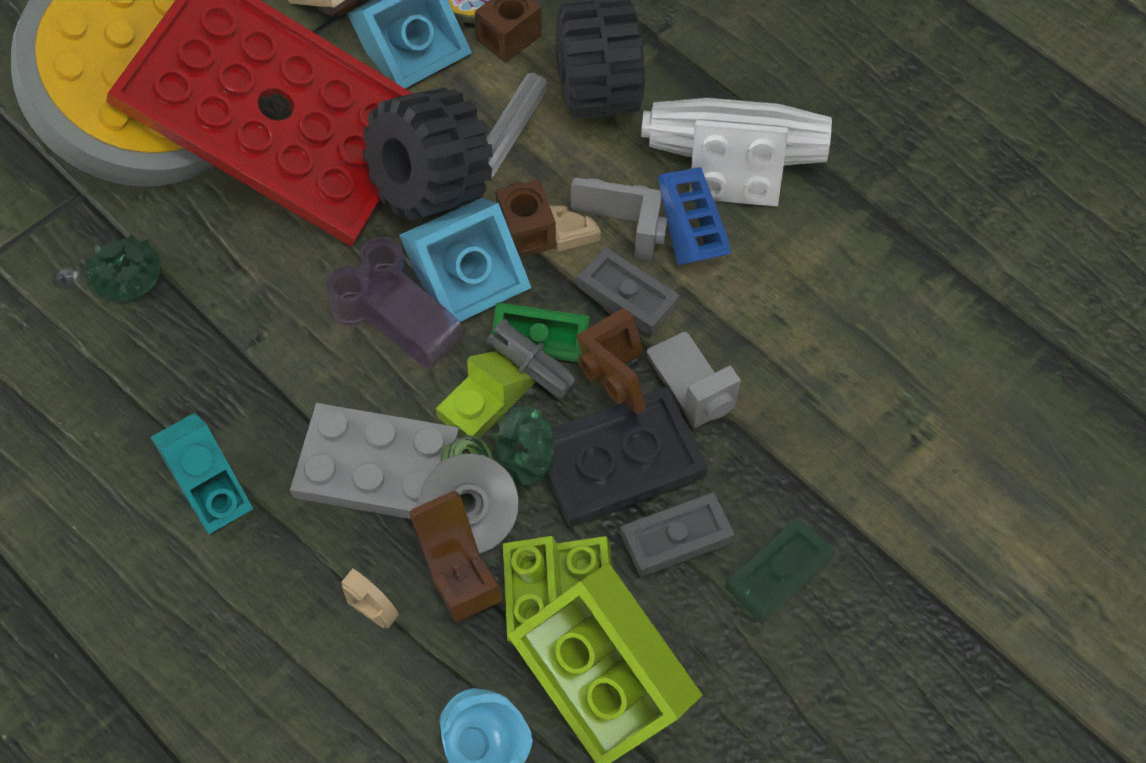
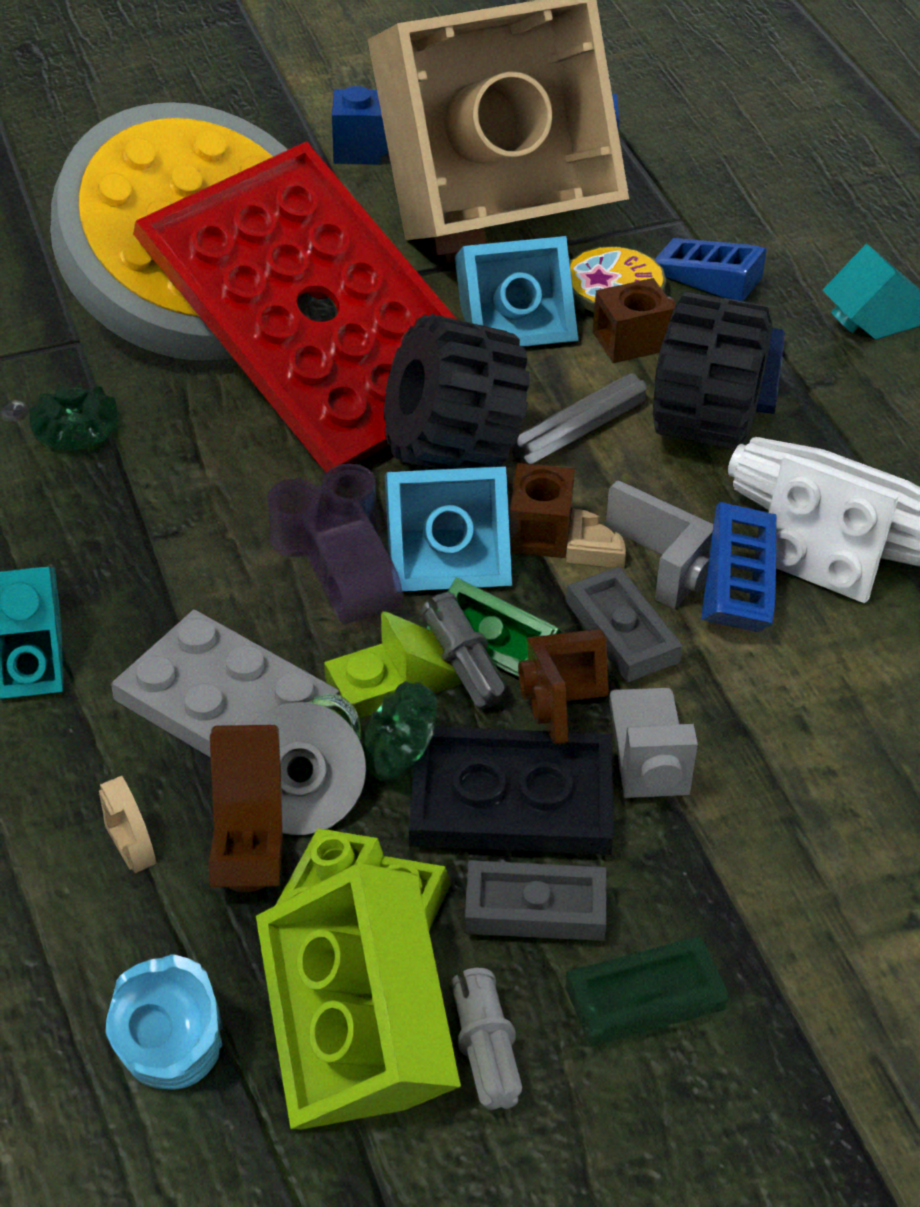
camera: 25 degrees right, 15 degrees down
(697, 650) = (486, 1039): none -> light grey axle

